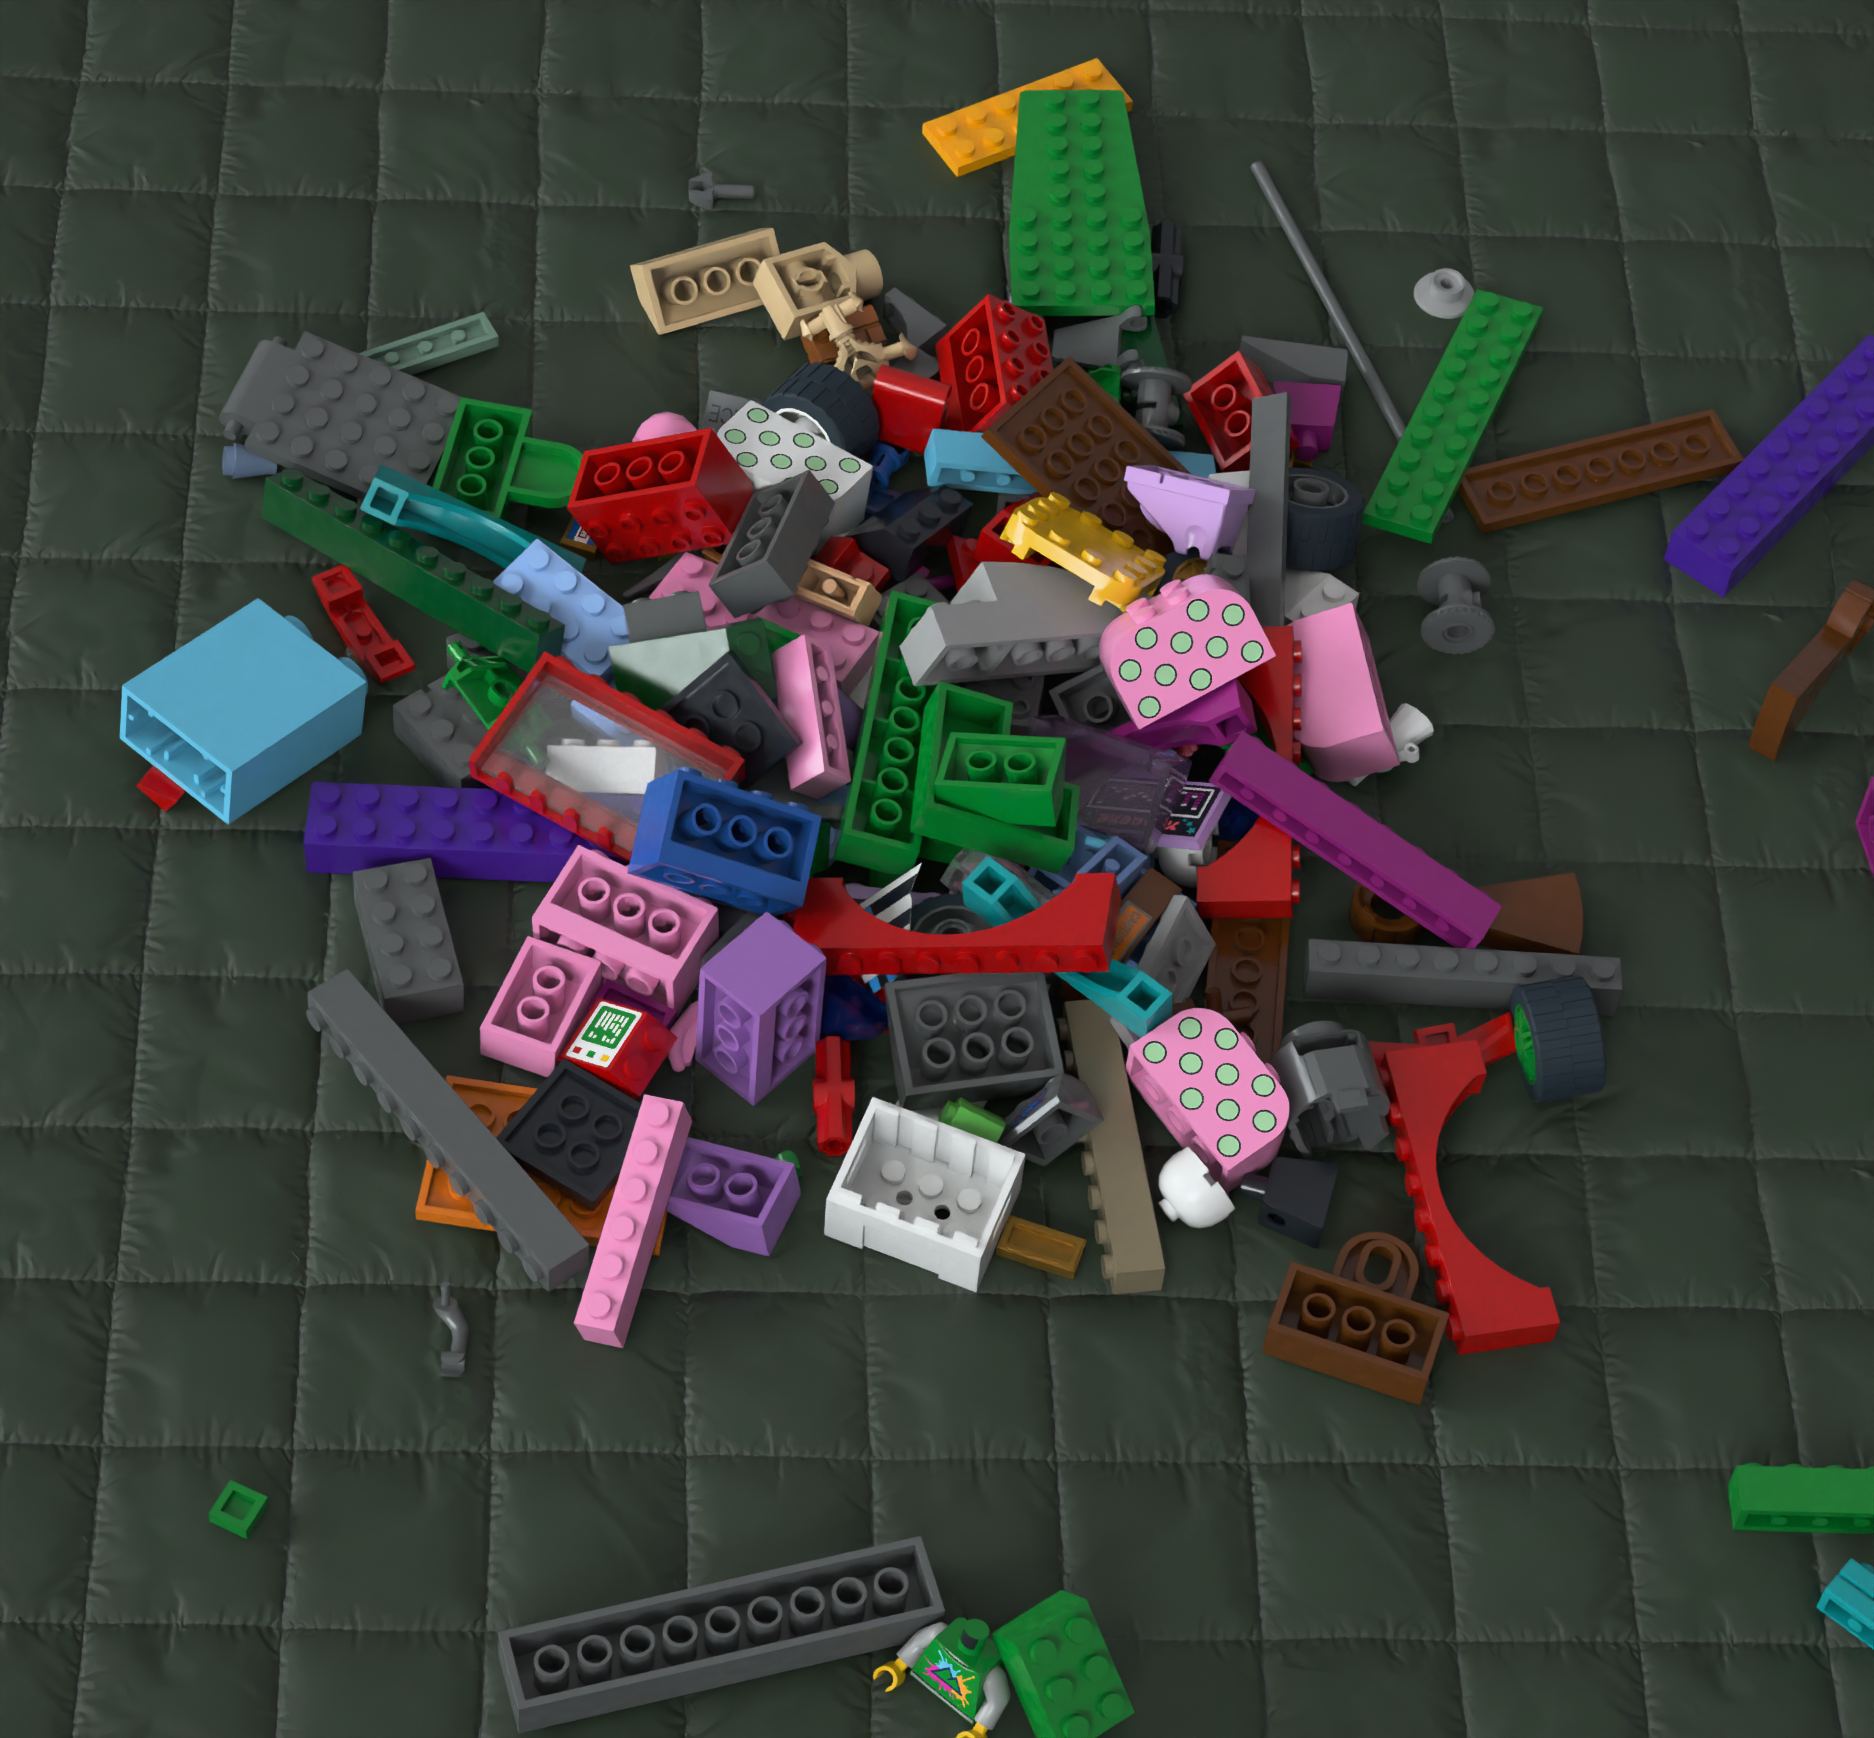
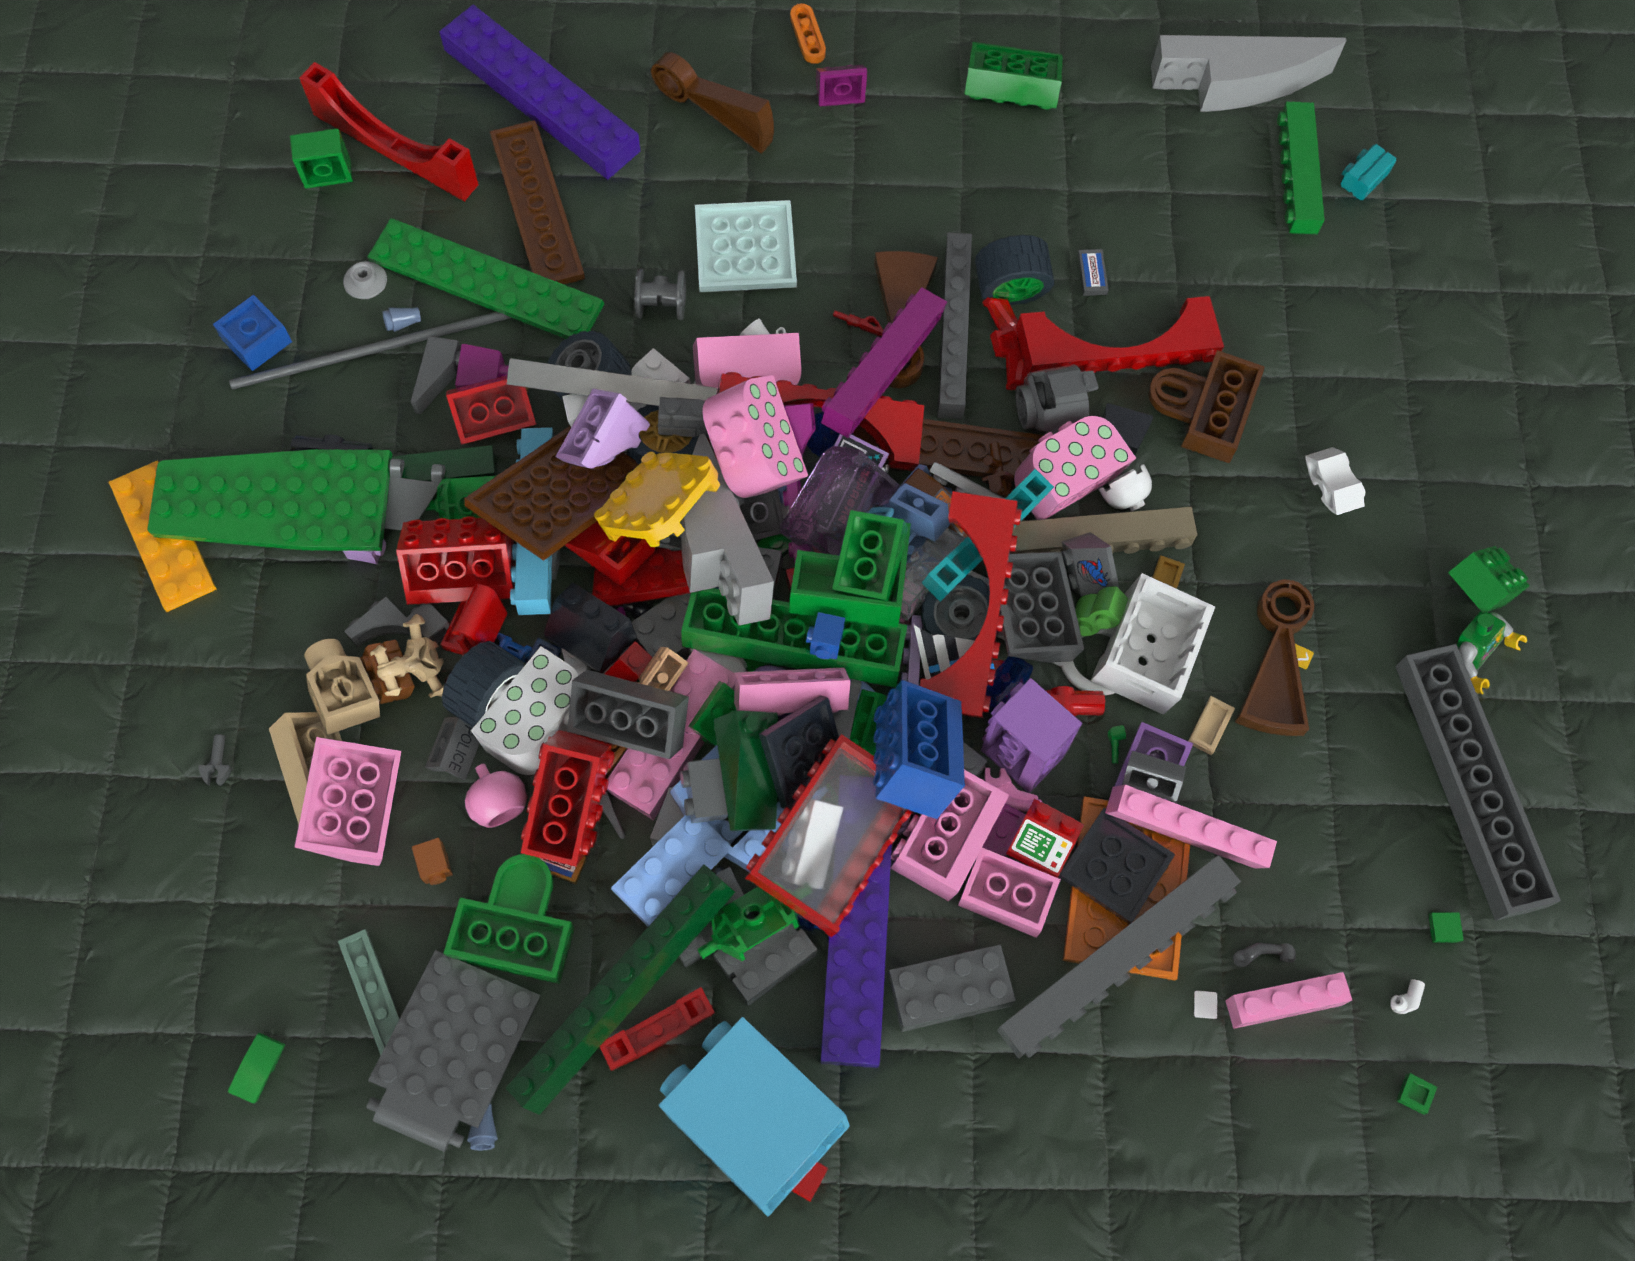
camera: 85 degrees left, 15 degrees up
(333, 249) = (256, 1068): none -> green slope
(376, 1519) = (1409, 1001): none -> white arm
(380, 1260) = (1205, 1004): none -> white sticker
(380, 1348) = (1288, 1000): none -> bright pink brick
(423, 508) = (565, 989): teal arch -> none
(488, 1583) = (1445, 927): none -> green tile
(586, 397) = (432, 861): none -> dark orange brick
(659, 301) = (348, 801): none -> bright pink slope
(704, 1160) = (1154, 776): none -> dark grey brick
(807, 1294) = (1211, 725): none -> tan tile
(863, 1378) = (1276, 693): none -> reddish brown piece
(886, 741) = (826, 636): none -> blue brick
(931, 1429) = (1304, 656): none -> yellow sticker
(1154, 401) = (486, 456): dark grey hose -> none
(1239, 1491) = (1337, 482): none -> white brick
(1331, 172) = (252, 332): none -> blue container
(1381, 326) = (400, 318): none -> sand blue cone
(1458, 854) = (863, 324): none -> red hand
(1567, 719) = (745, 246): none -> light aqua plate
(1595, 1180) = (1092, 272): none -> tile
(1623, 221) = (321, 158): none -> green brick
(1638, 341) = (443, 165): none -> red arch

